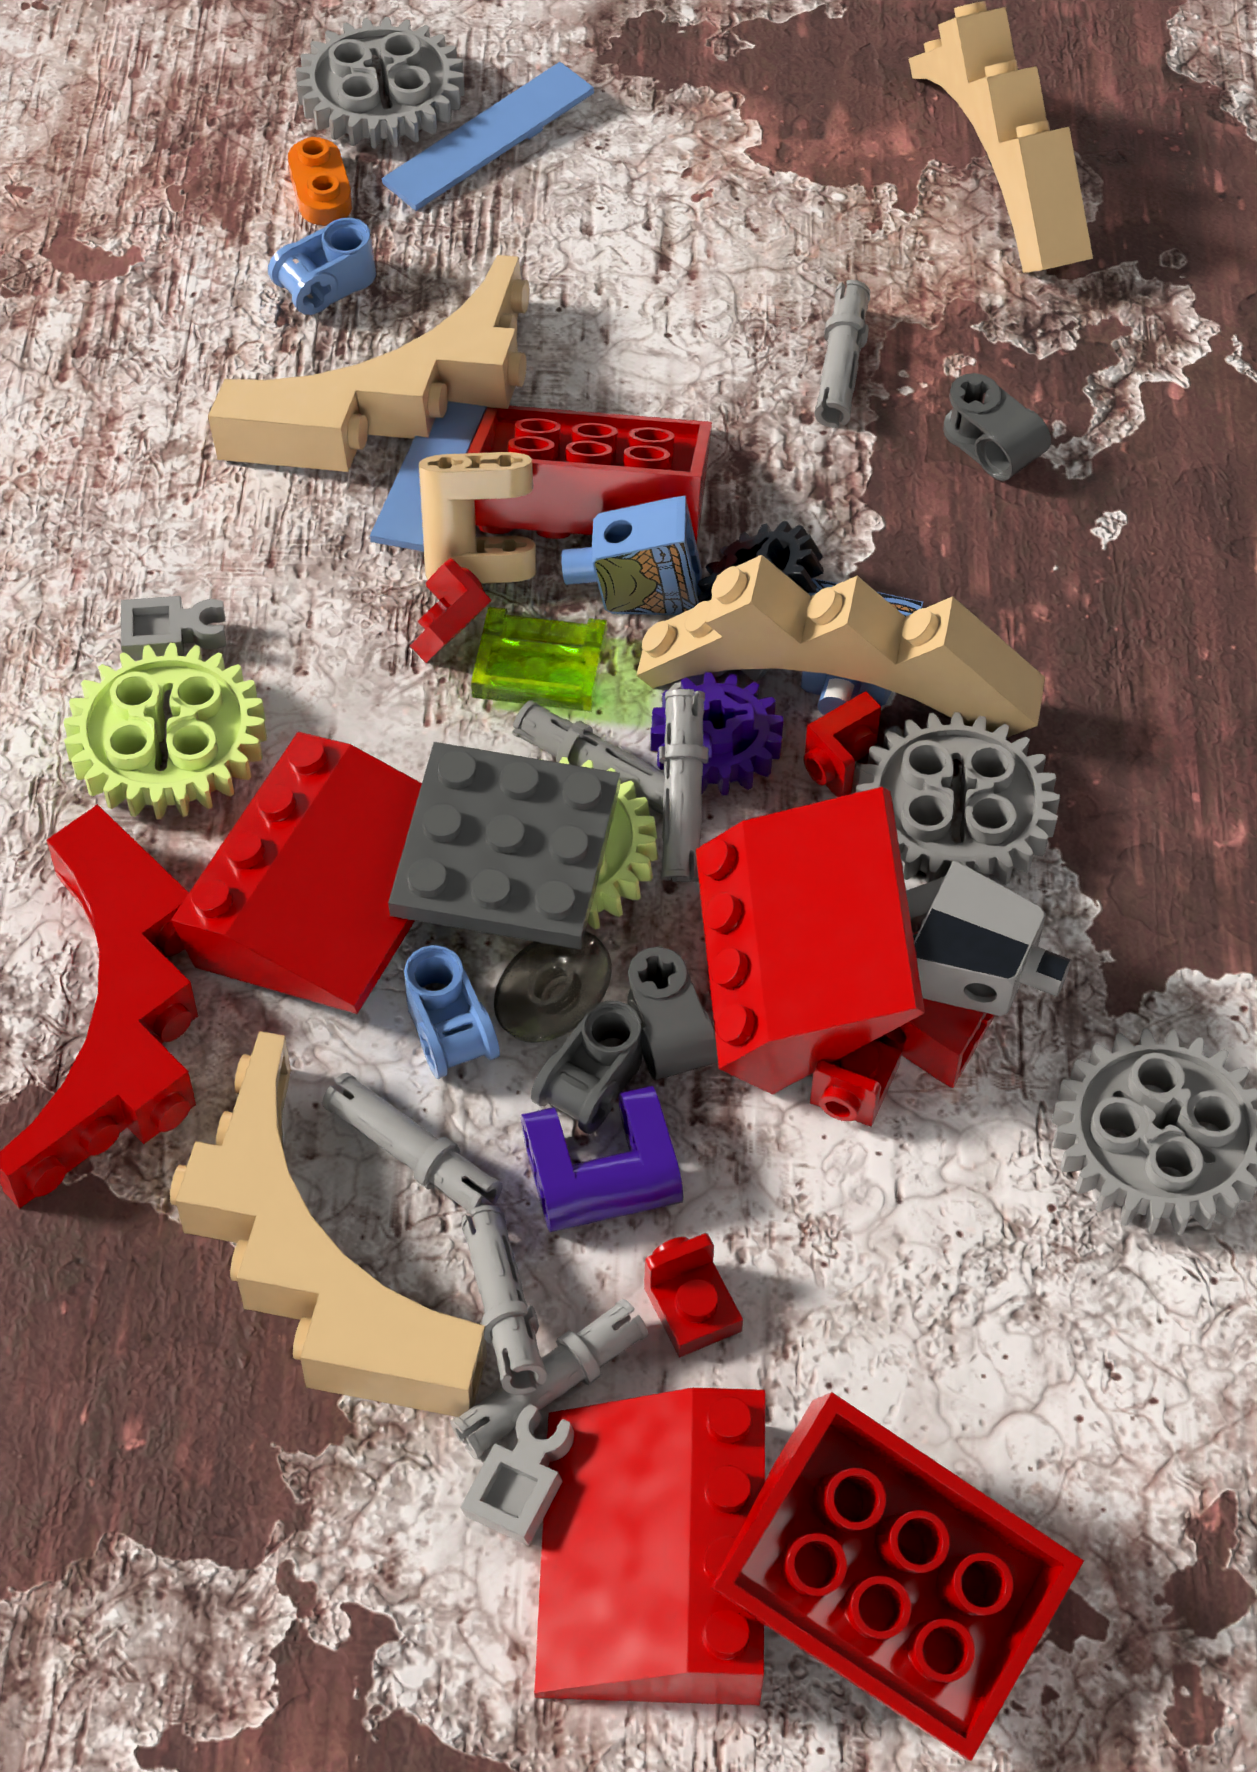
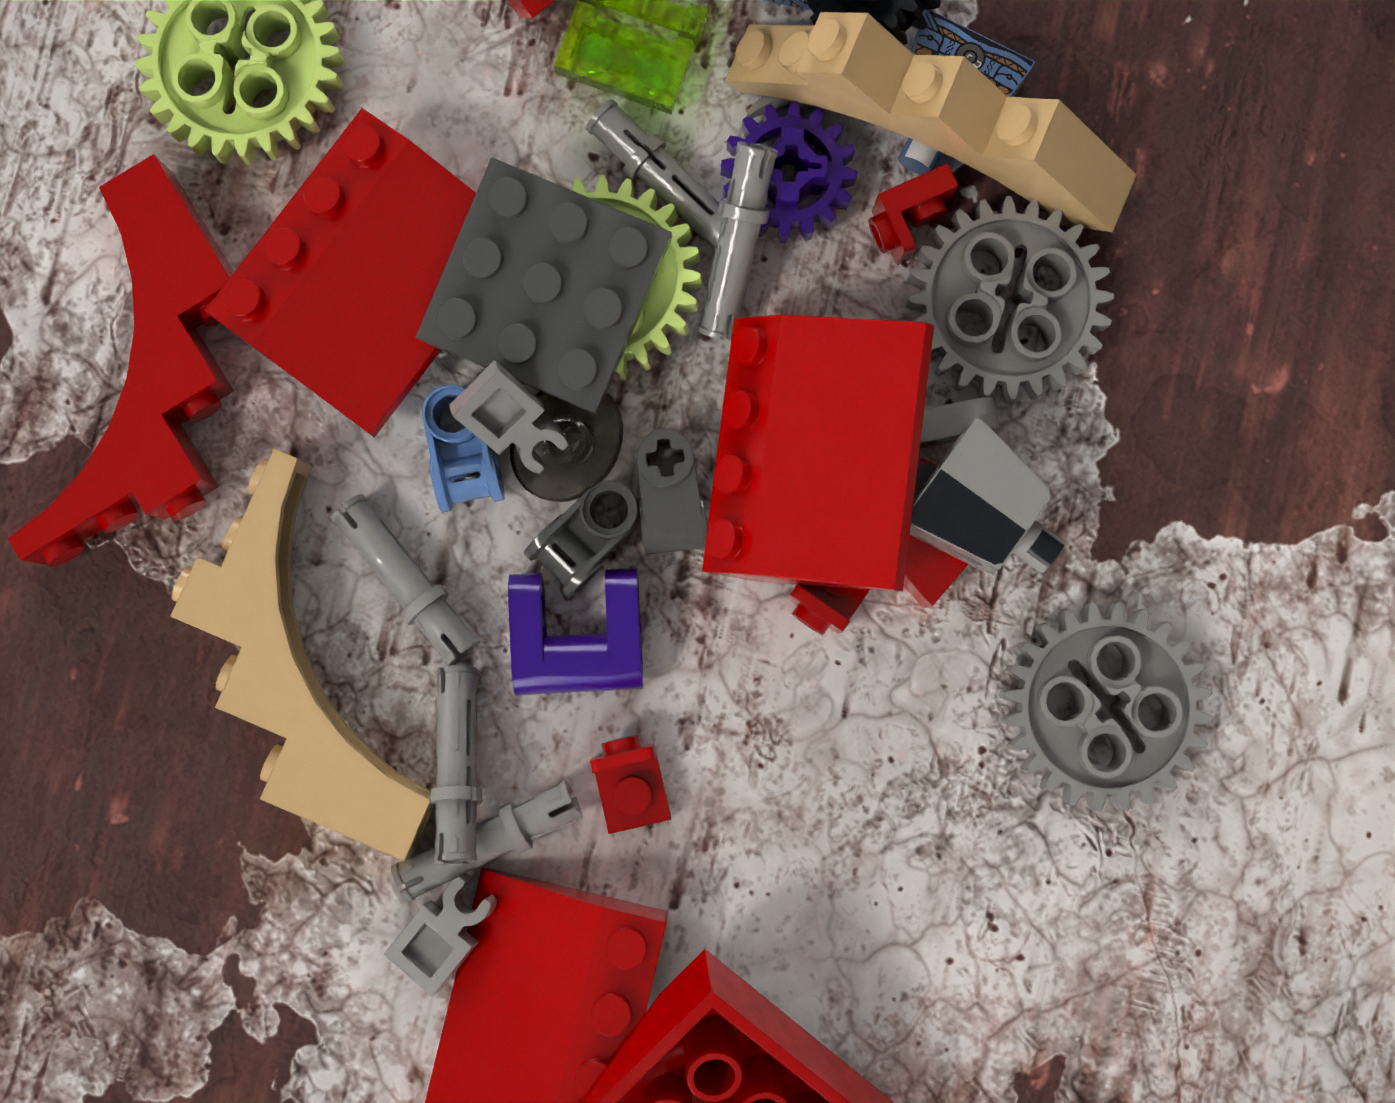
camera: 10 degrees right, 30 degrees up
(488, 953) = (505, 412): none -> light grey plate

